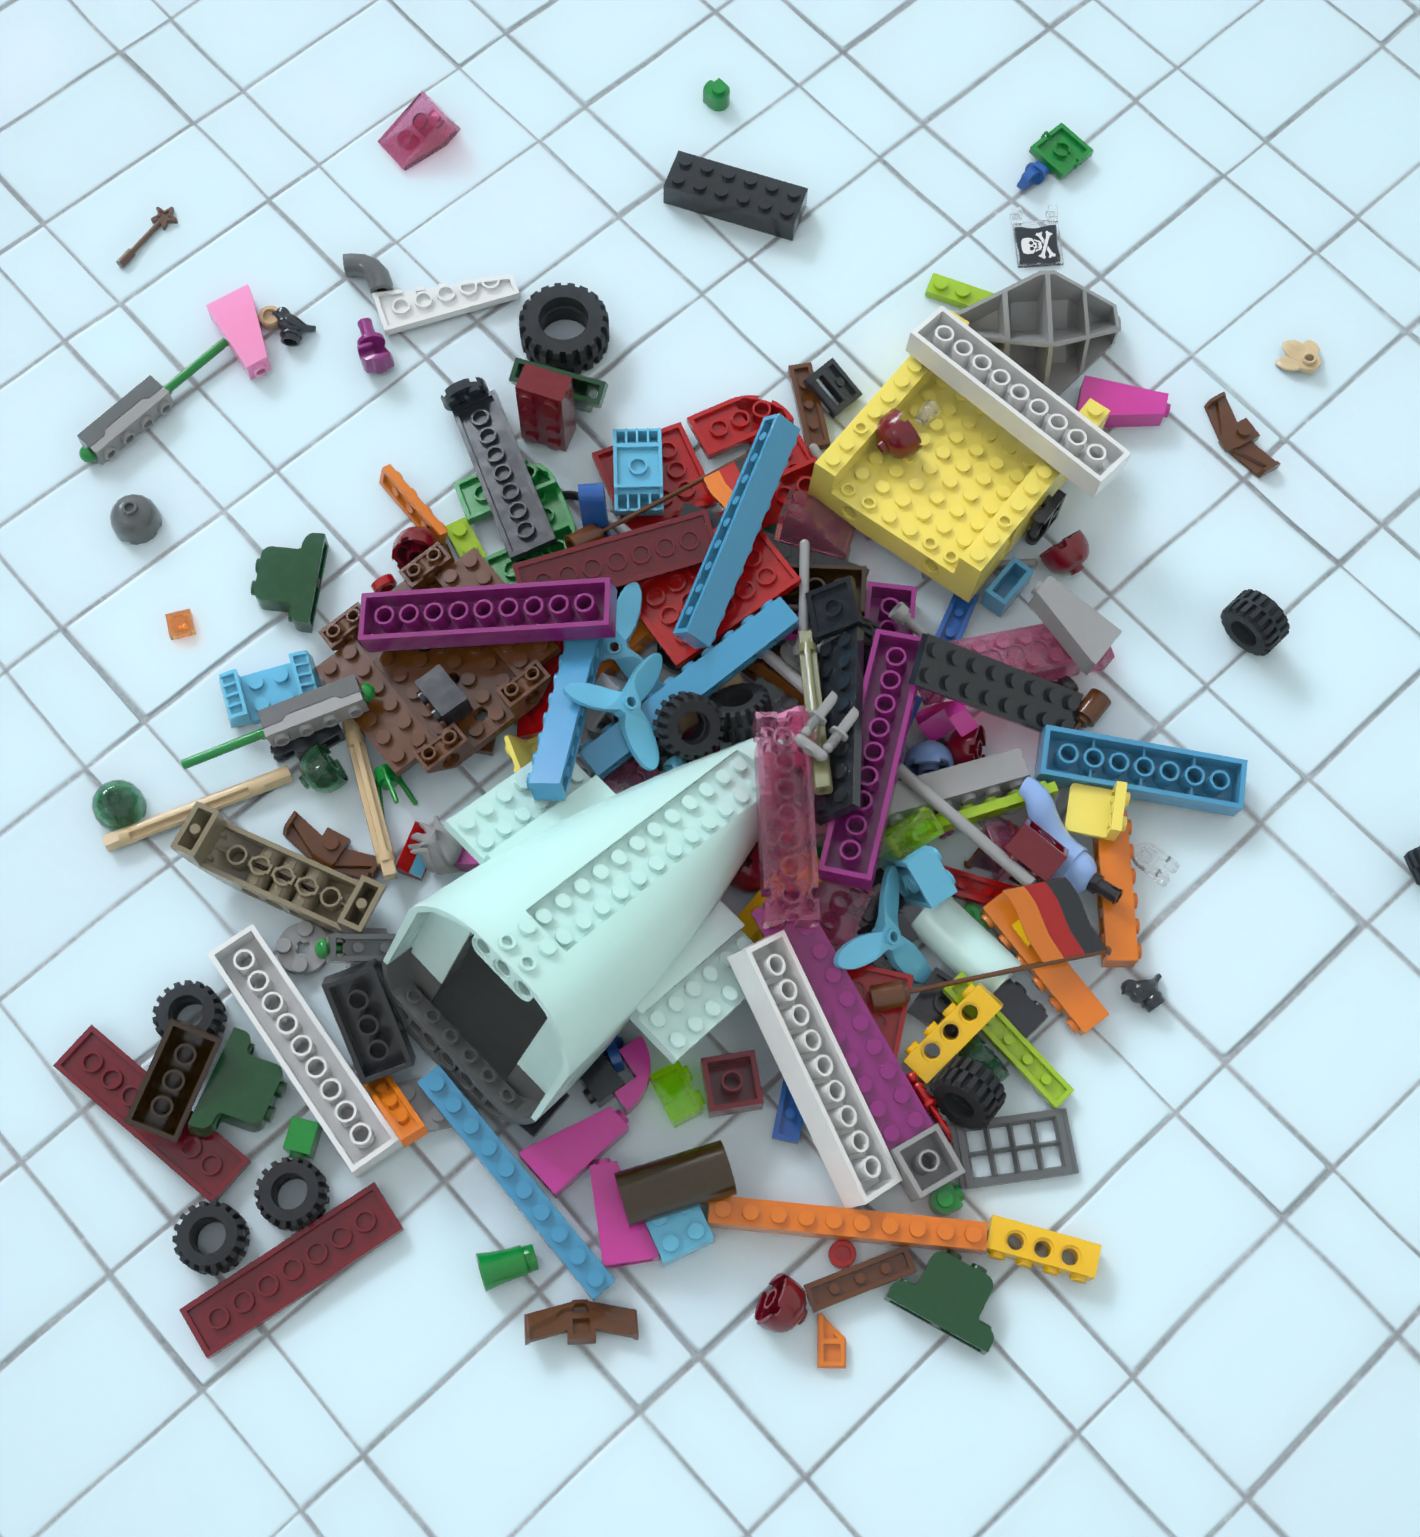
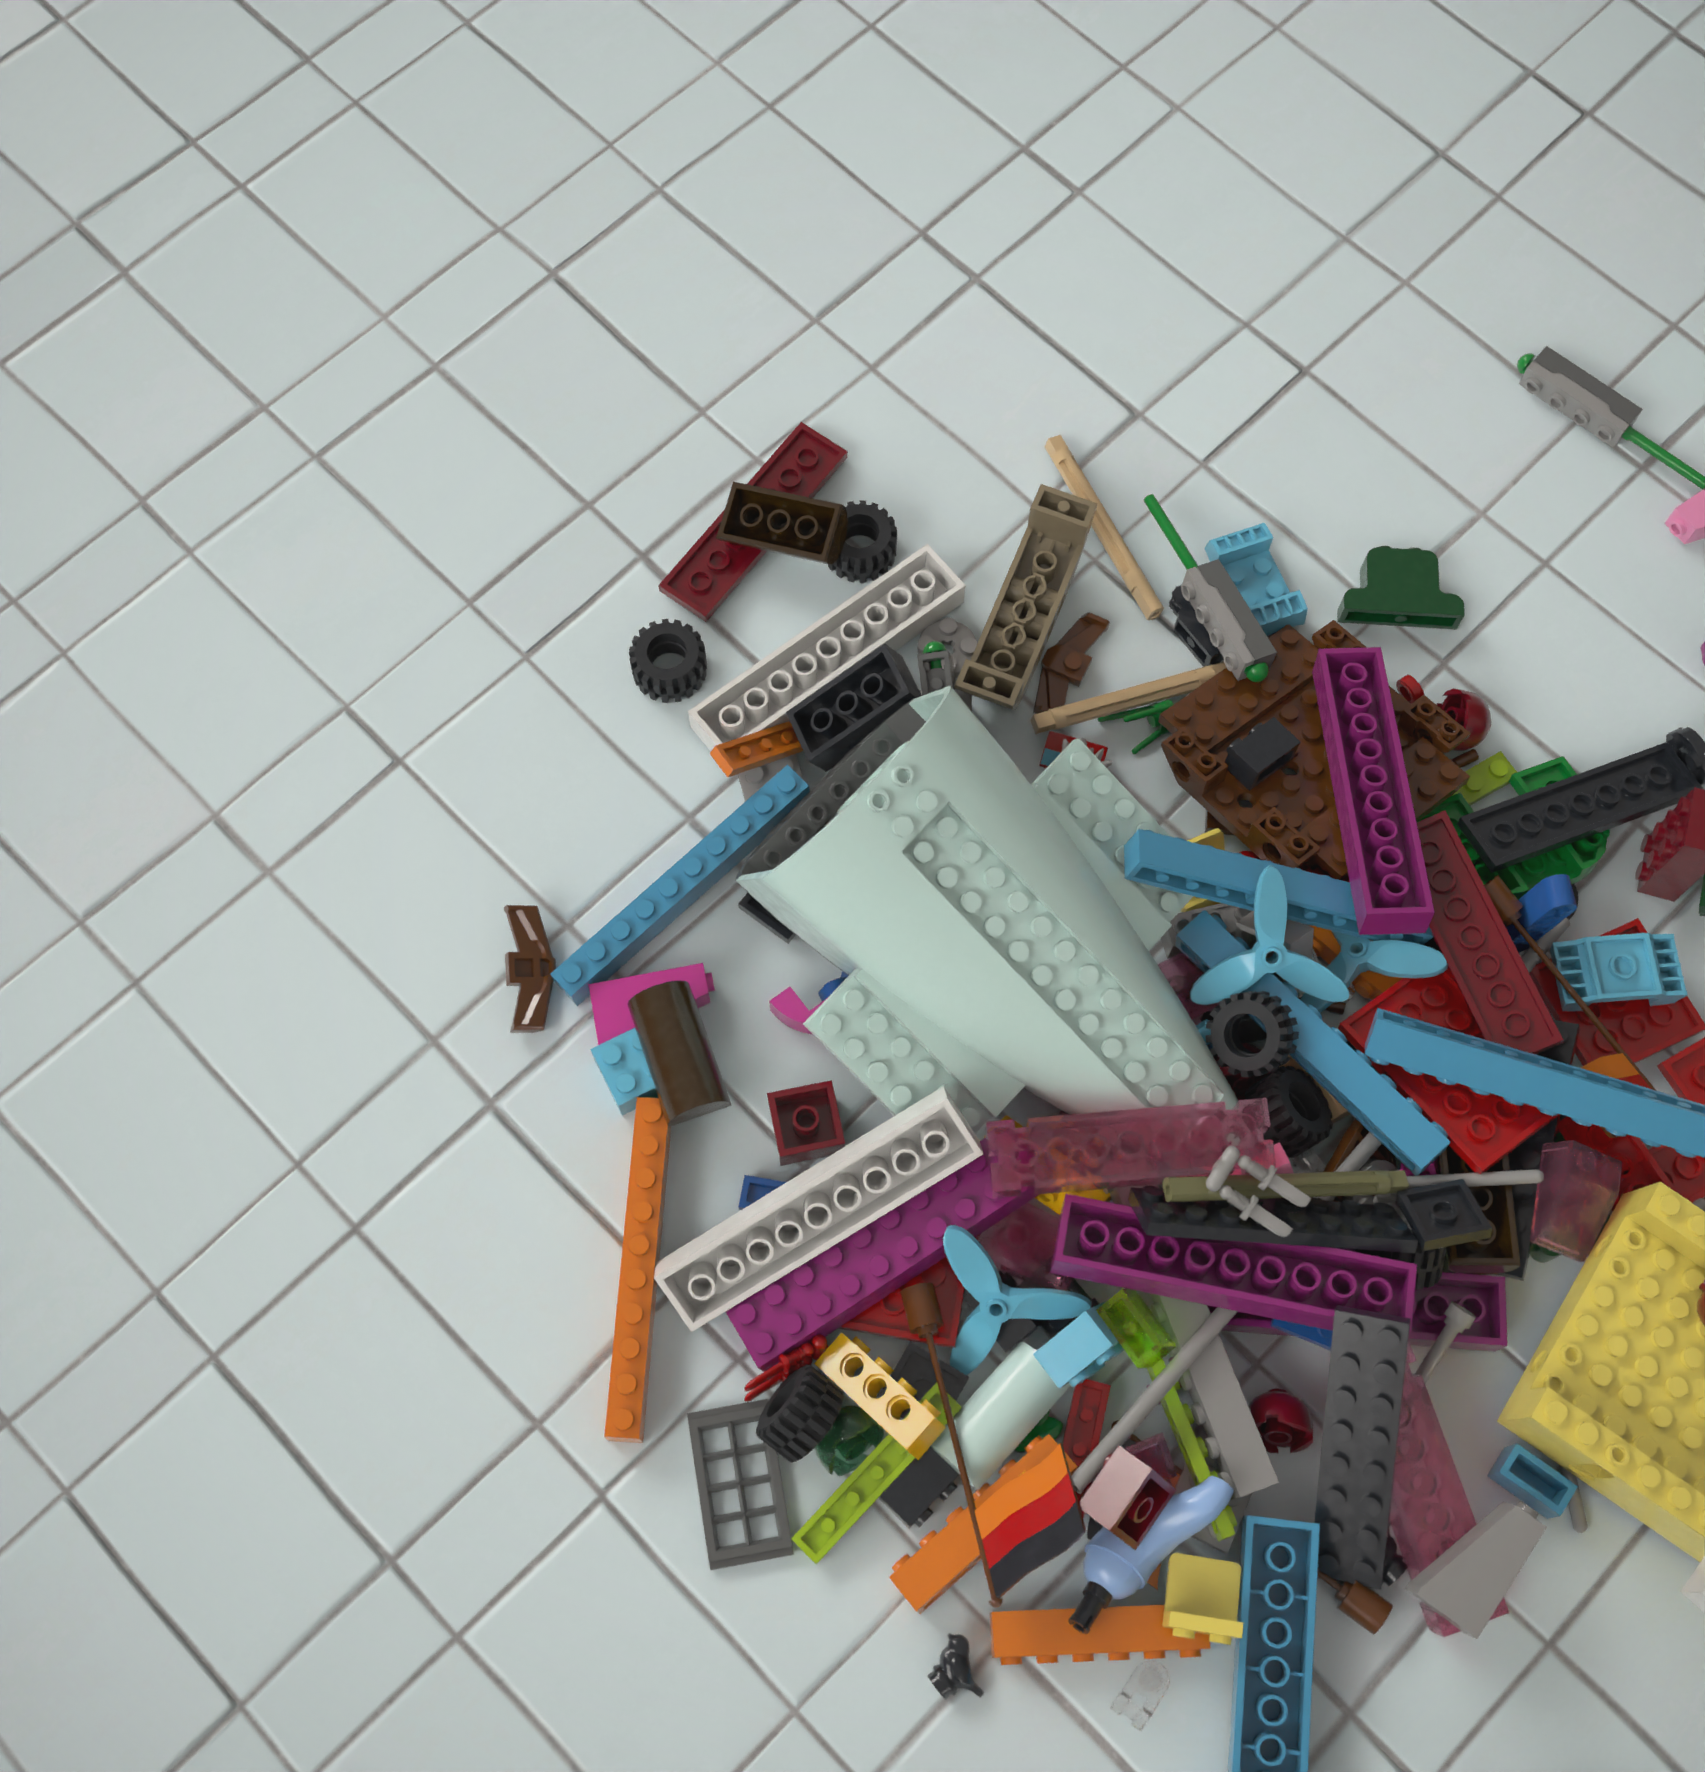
camera: 90 degrees right, 0 degrees up
(118, 804) = (1099, 447): clear green cylinder -> none
(135, 519) = (1453, 422): dark grey cylinder -> none
(180, 624) = (1327, 484): clear orange plate -> none
(190, 1228) = (615, 568): black tyre -> none
(239, 1090) = (780, 594): dark green brick -> none
(291, 1270) = (591, 673): dark red plate -> none
(302, 1138) = (727, 663): green brick -> none
(320, 770) = (1160, 642): clear green cylinder -> none
(410, 502) = (1529, 707): orange plate -> none
(506, 1265) = (592, 882): green plant -> none
(567, 1154) = (717, 940): dark pink slope -> none
(600, 1082) = (806, 973): black piece -> none
(677, 1094) = (793, 1061): clear neon green brick -> none
(783, 1305) = (543, 1191): dark red cylinder -> none
(830, 1345) = (501, 1253): orange tile -> none
(842, 1254) = (606, 1265): red tile -> none
(859, 1279) = (576, 1286): reddish brown plate -> none
(926, 1162) = (713, 1362): light grey brick -> none
(928, 757) = (1255, 1364): medium blue cylinder -> none
(944, 718) = (1309, 1378): dark pink brick -> none
(946, 1200) = (672, 1392): green plate -> none
(949, 1299) = (551, 1395): dark green brick -> none
(956, 618) = (1468, 1408): blue plate -> none
(1045, 518) = (1644, 1534): black plate -> none
(1067, 554) = (1599, 1573): dark red cylinder -> none
(1085, 1253) = (607, 1572): yellow brick -> none

